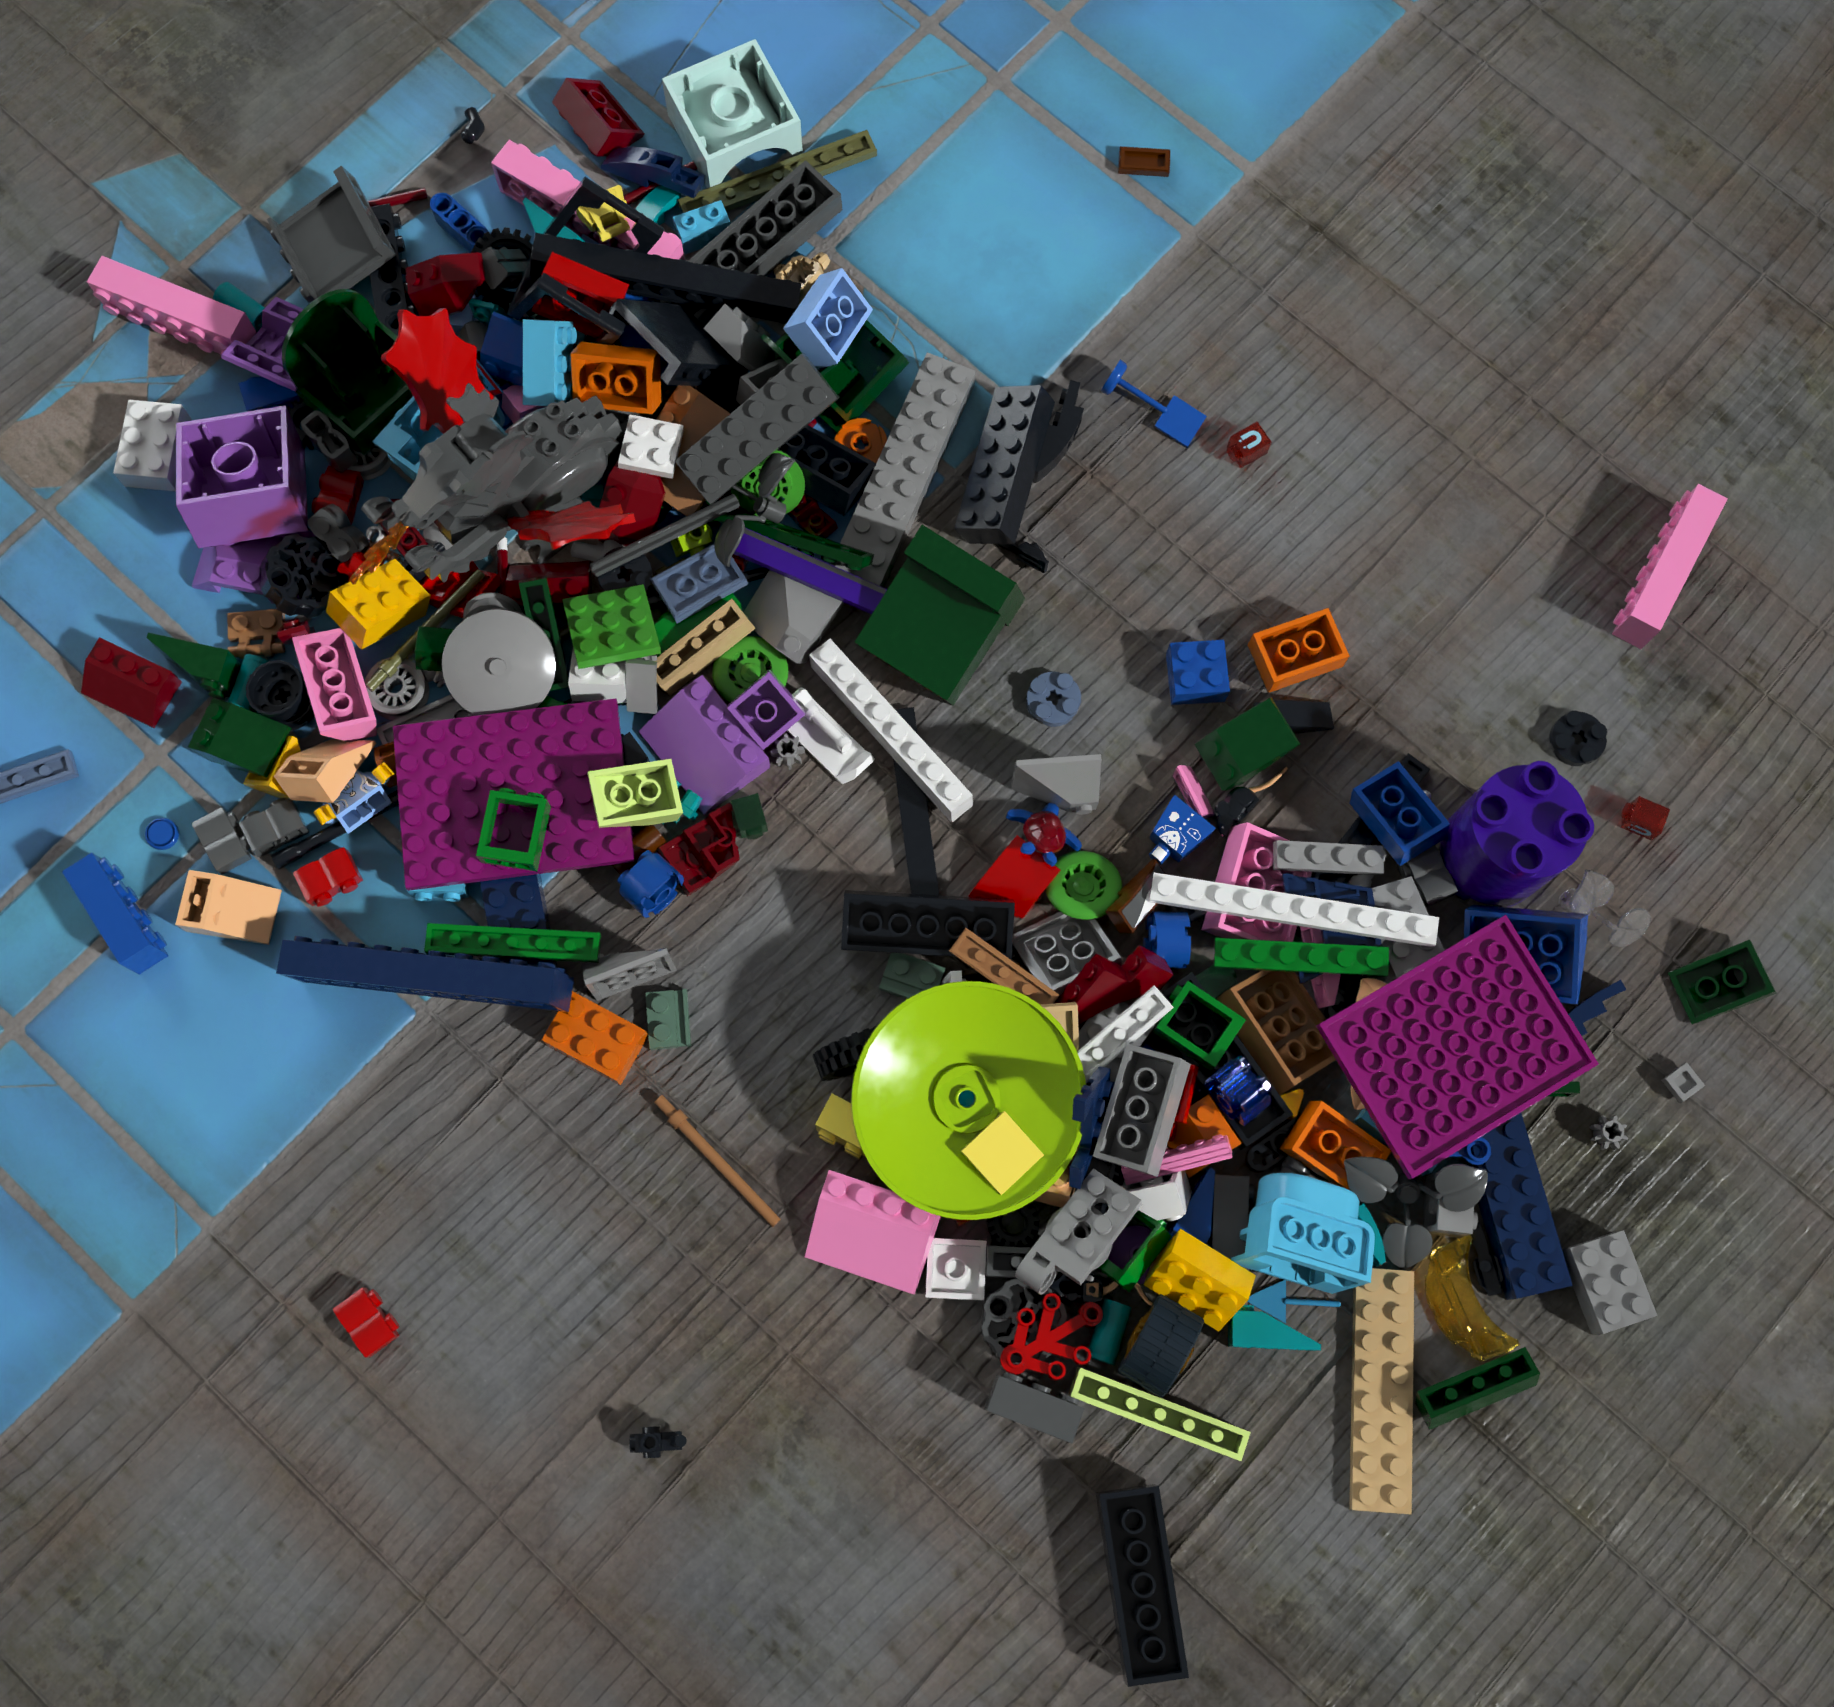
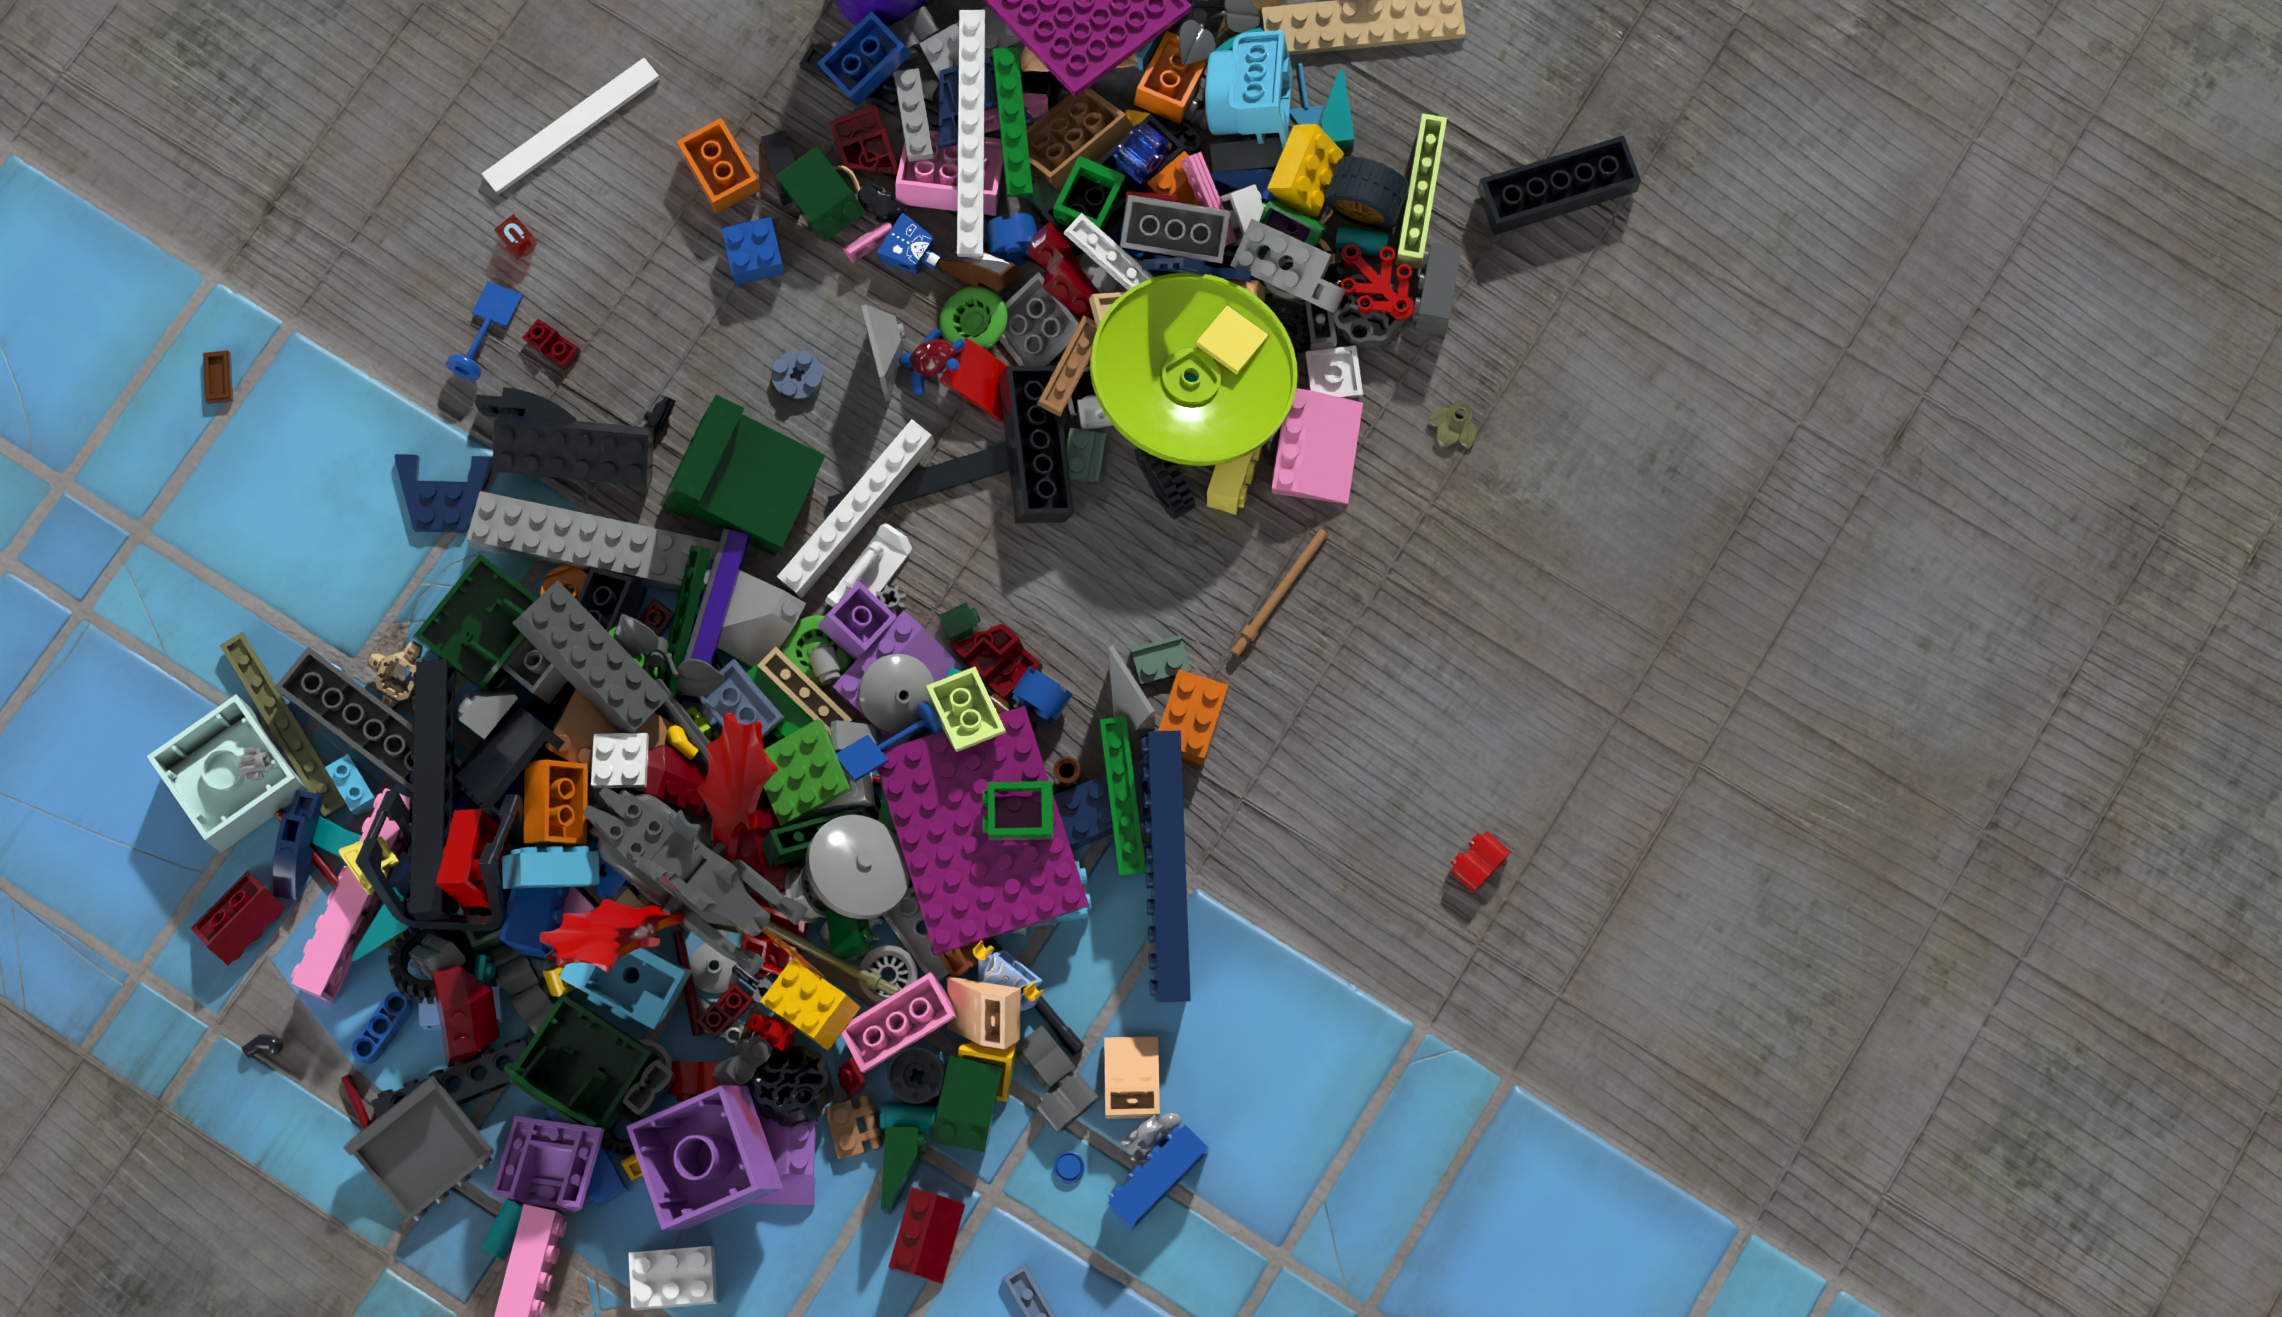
camera: 95 degrees left, 0 degrees up
(163, 914) = (1149, 1135): none -> light grey animal
(327, 877) = (1085, 994): red brick -> none
(554, 885) = (1063, 766): none -> reddish brown pin
(612, 687) = (865, 756): none -> blue piece
(653, 1441) = (1529, 596): black piece -> none
(667, 513) = (678, 739): none -> yellow arm
(696, 733) = (881, 689): none -> light grey dish
(726, 125) = (253, 763): none -> light grey gear
(727, 672) = (825, 664): none -> light grey brick
(828, 318) = (464, 615): light blue brick -> none
(868, 1395) = (1453, 429): none -> olive plate
(976, 341) = (442, 504): none -> dark blue wing
(1127, 466) = (551, 344): none -> dark red slope
(1307, 806) = (864, 142): none -> dark red slope
(1367, 517) = (570, 126): none -> white tile

